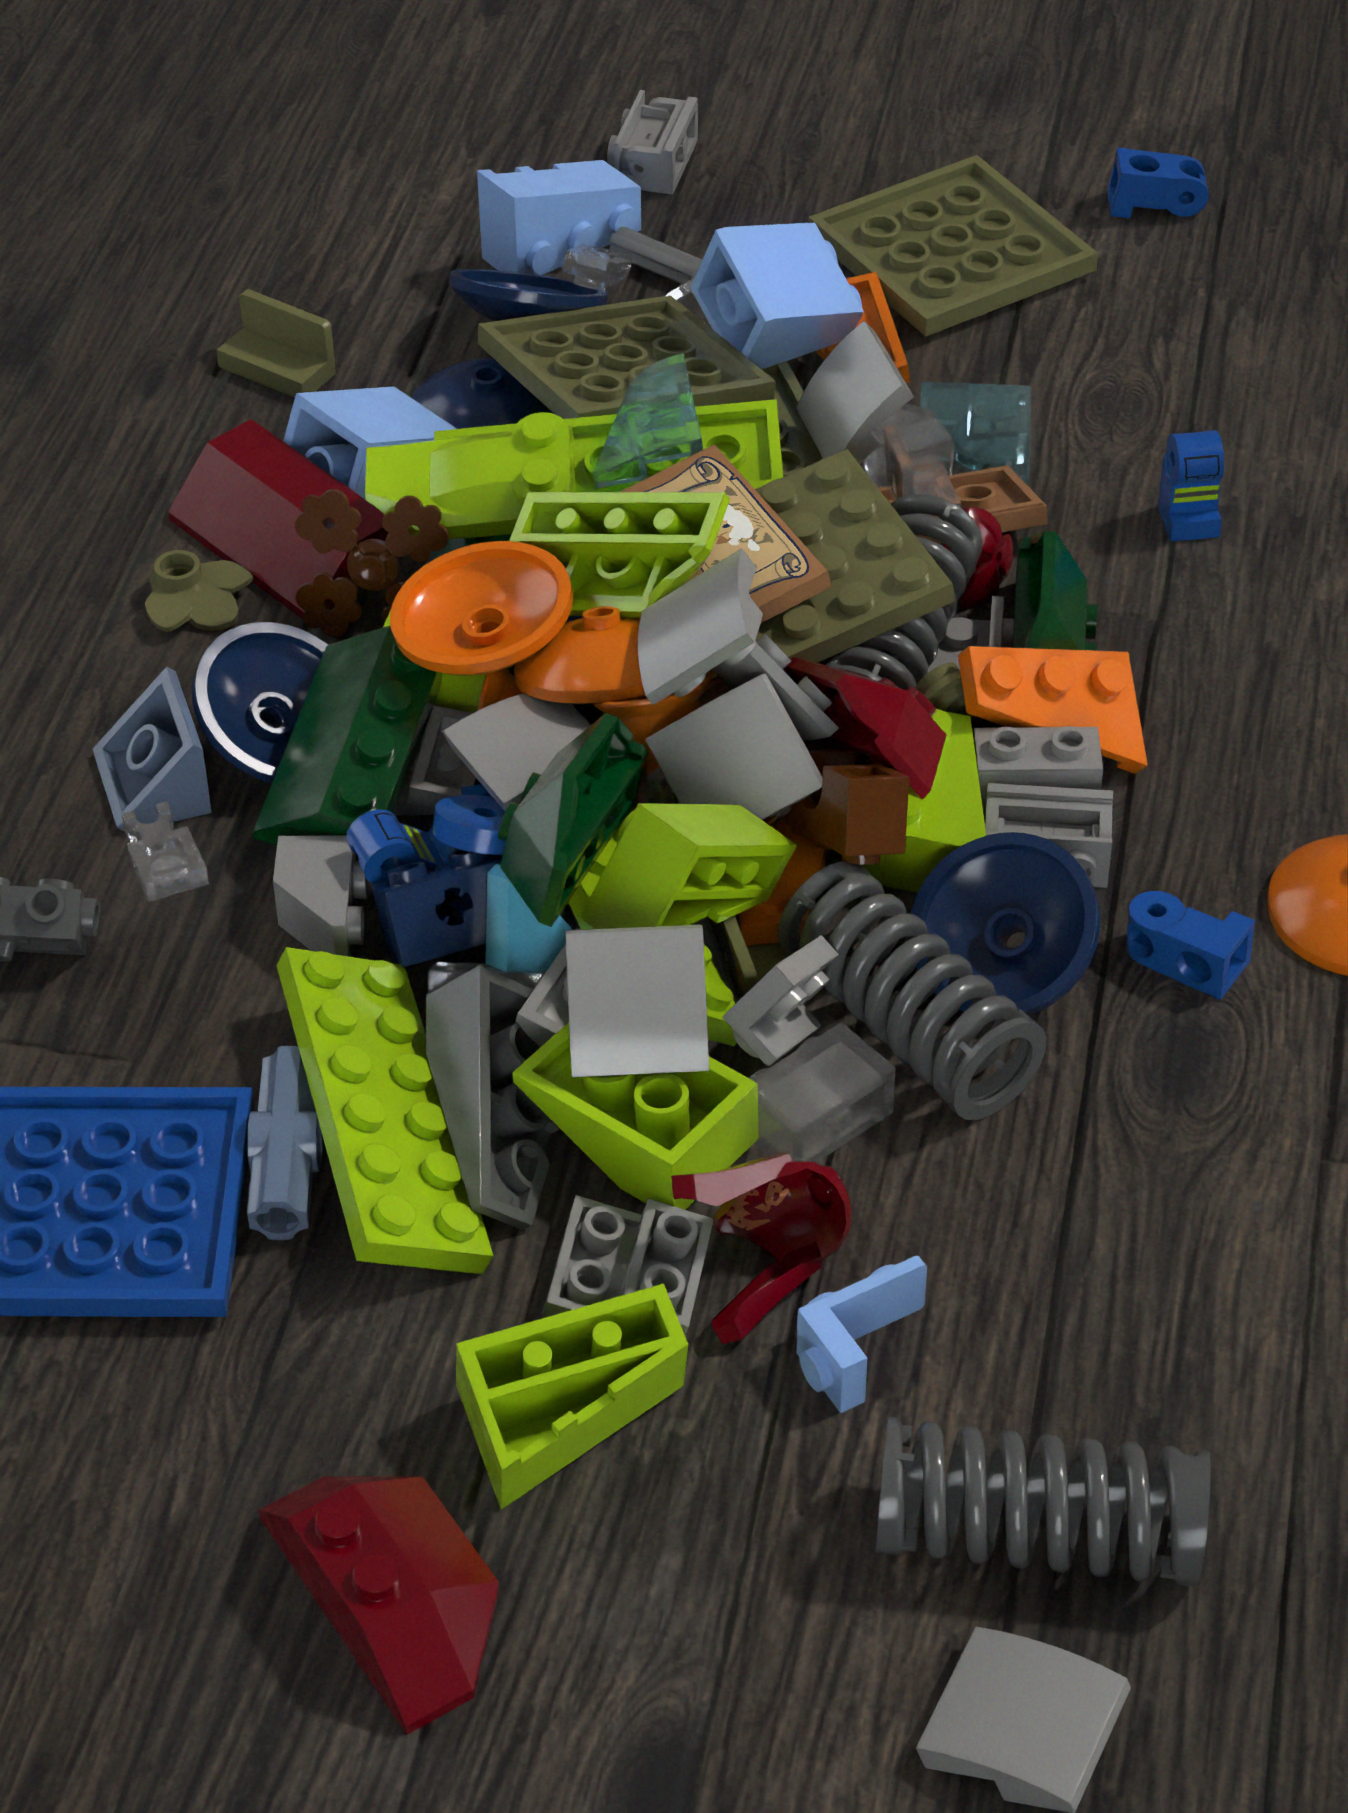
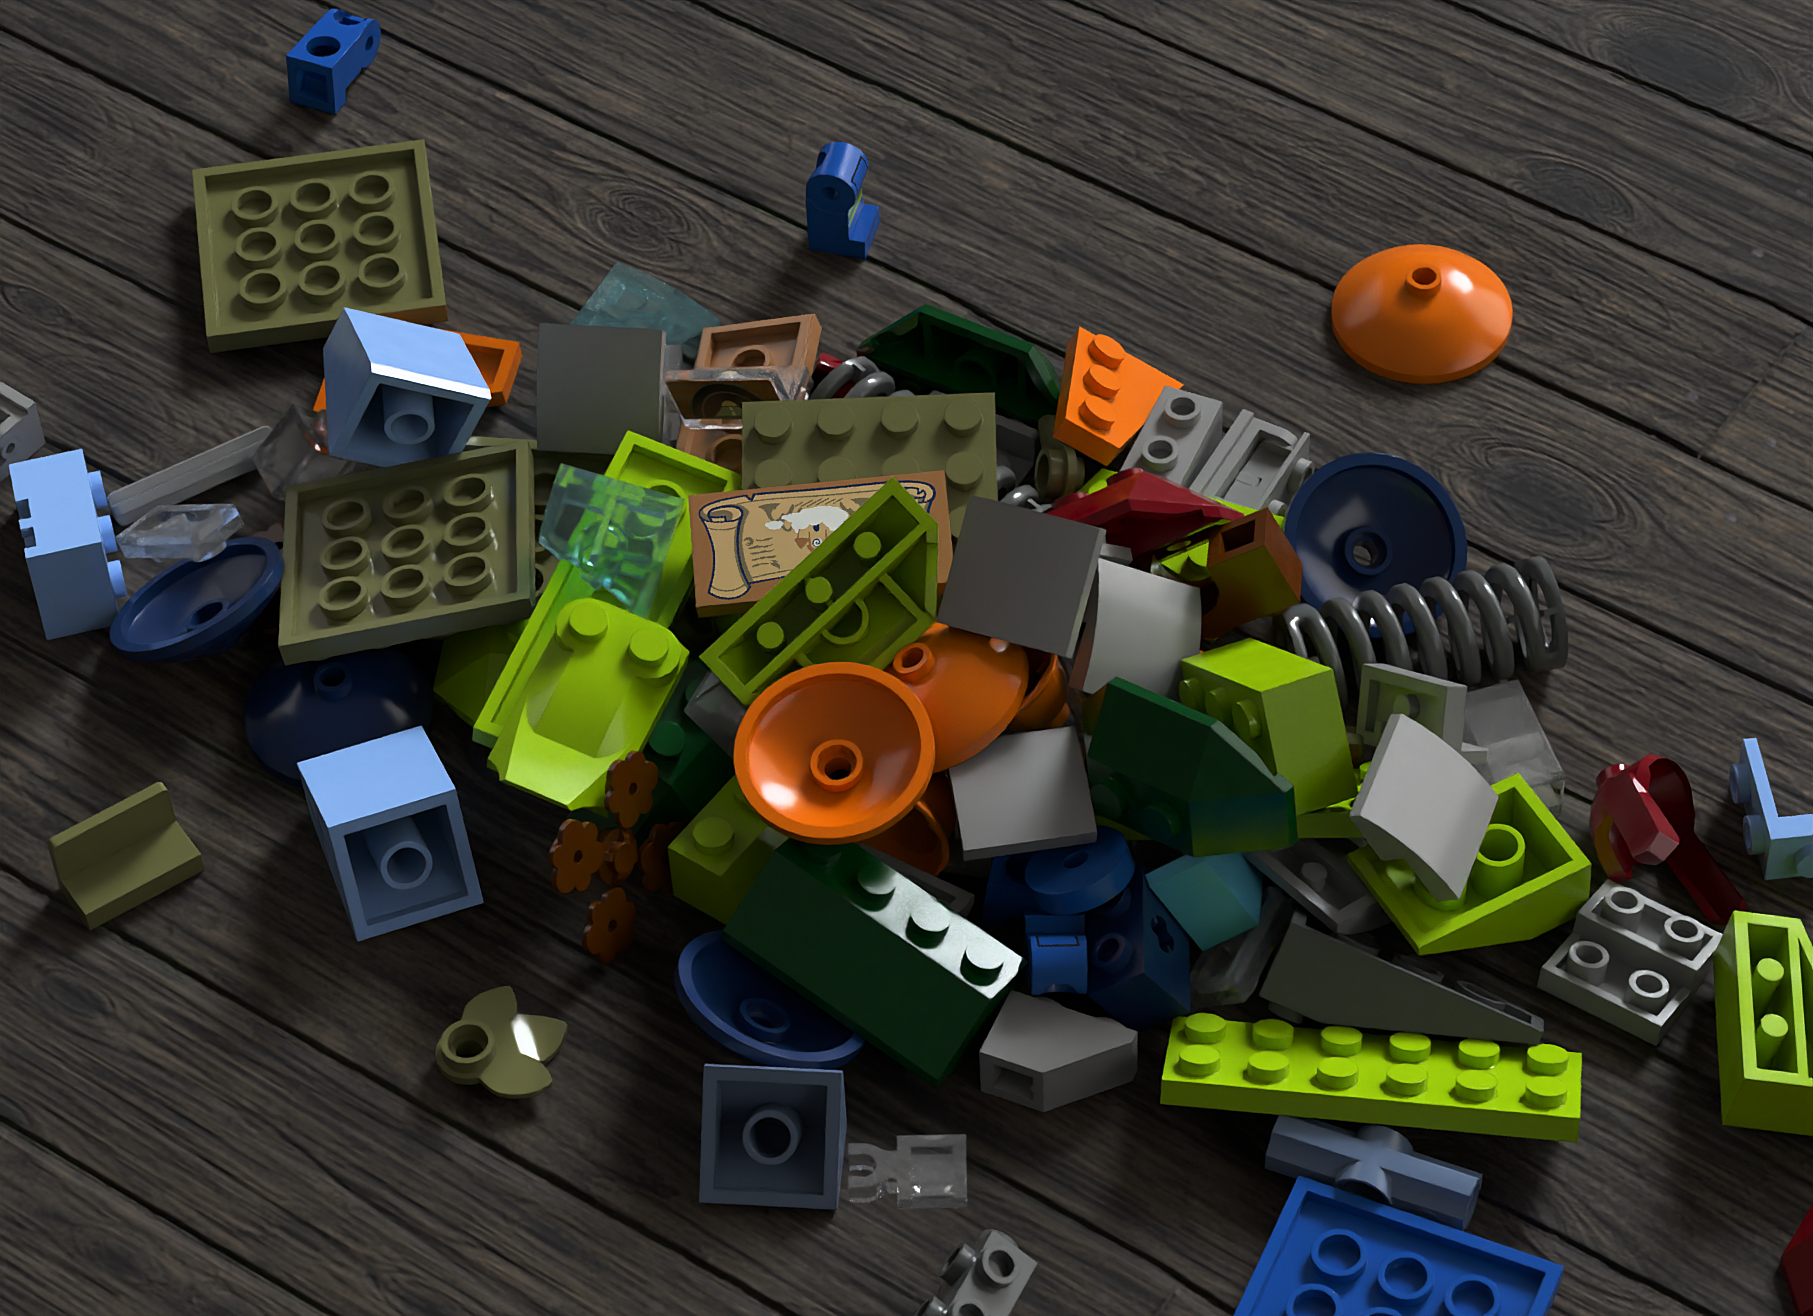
camera: 65 degrees left, 5 degrees up
(245, 509) = (442, 931): dark red slope -> none
(1188, 943) = (1437, 434): blue leg -> none

